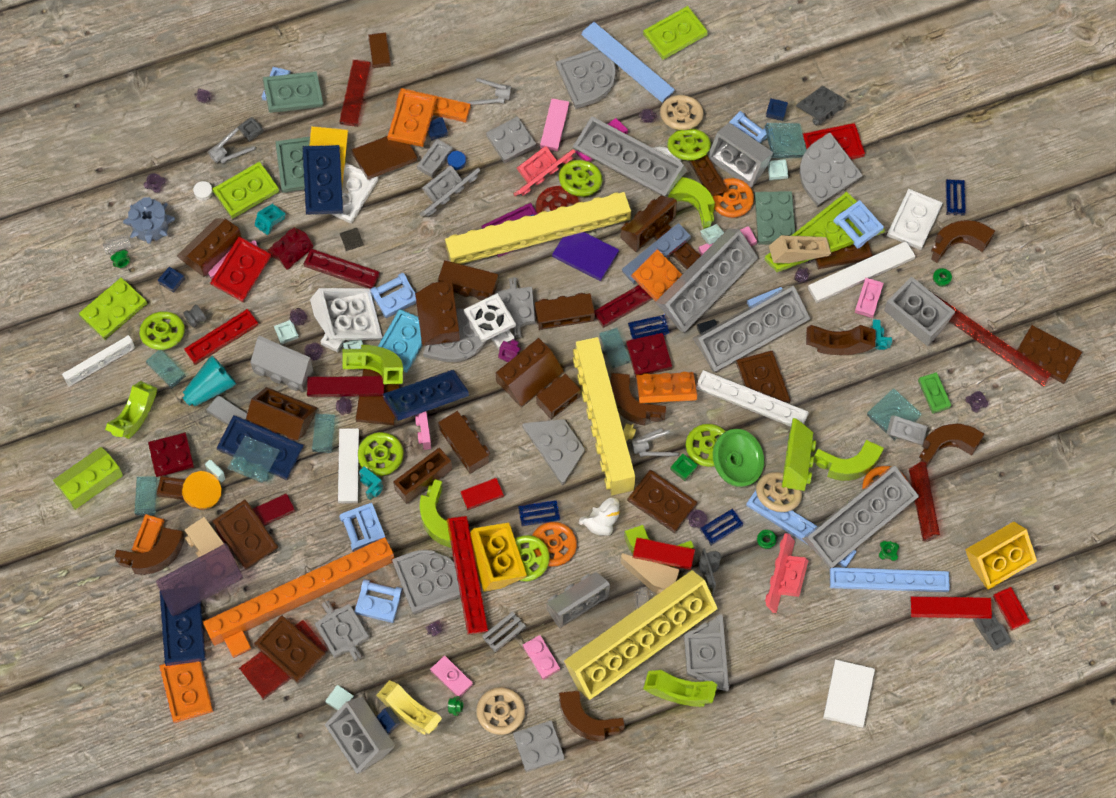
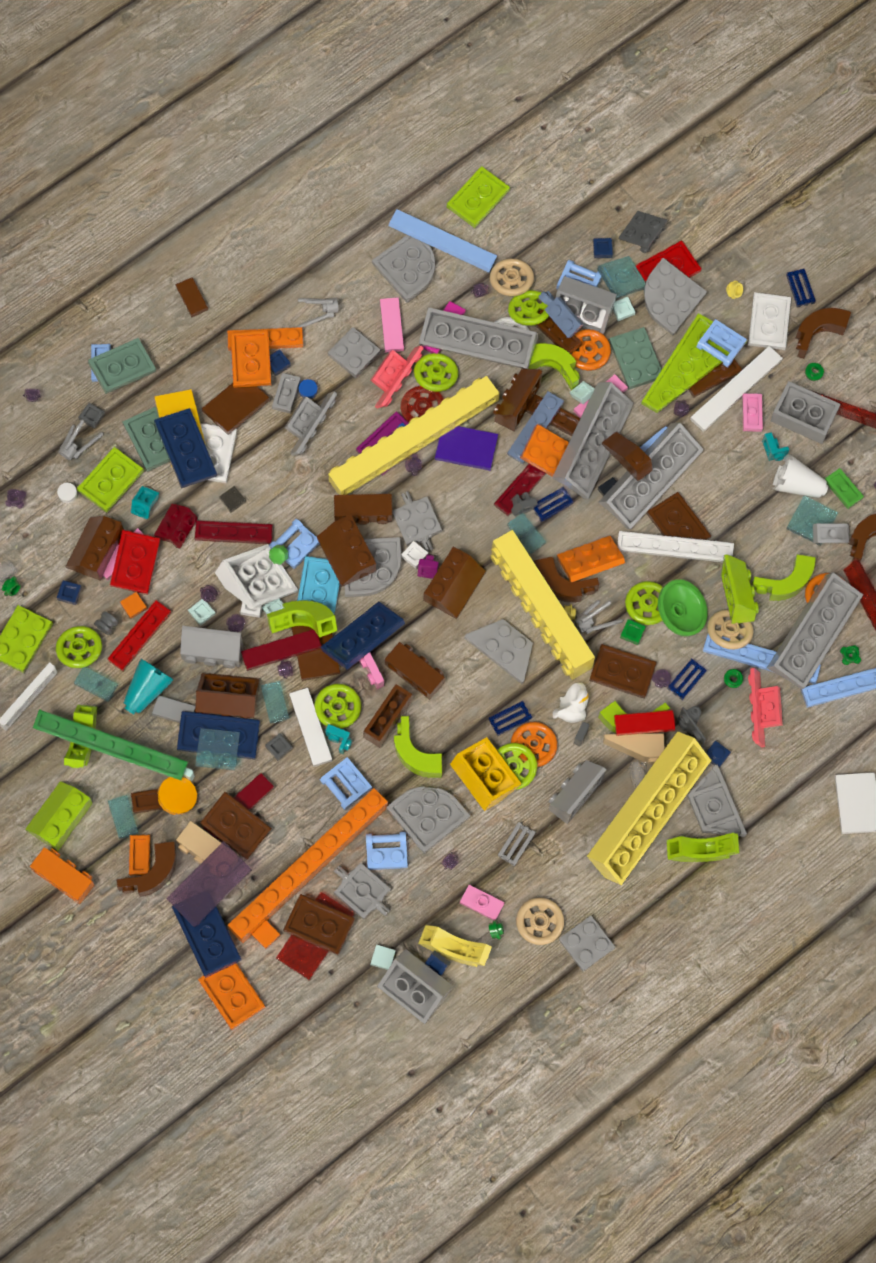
camera: 20 degrees left, 5 degrees up
(70, 531) = (62, 875): none -> orange brick
(148, 220) = (17, 542): sand blue brick -> none
(155, 425) = (110, 745): none -> green tile
(170, 454) = (130, 775): dark red plate -> none
(225, 308) = (133, 605): none -> orange tile
(312, 475) = (278, 747): none -> dark grey tile
(355, 93) = (183, 348): clear red tile -> none
(374, 299) = (278, 554): none -> bright green tile
(467, 575) = (464, 800): red tile -> none
(481, 494) = (449, 716): red tile -> none
(491, 318) = (400, 542): white piece -> none
(529, 254) = (413, 464): none -> clear purple plate
(541, 657) = (560, 857): bright pink plate -> none
(557, 396) = (489, 598): reddish brown brick -> none
(564, 311) = (466, 511): reddish brown brick -> none
(583, 724) = (619, 909): reddish brown arch -> none
(601, 547) = (581, 734): none -> dark grey tile
(619, 321) = (524, 505): none -> dark grey tile
(649, 355) = (561, 531): dark red plate -> none
(714, 156) = (561, 314): none -> sand blue plate
(727, 606) = (718, 754): none -> dark blue plate
(734, 302) = (629, 455): none -> reddish brown slope
(798, 248) = (673, 384): tan slope -> none
(841, 342) = (743, 464): reddish brown arch -> none
(890, 181) = (734, 289): none -> light yellow plate
(893, 371) = (798, 479): none -> white cone

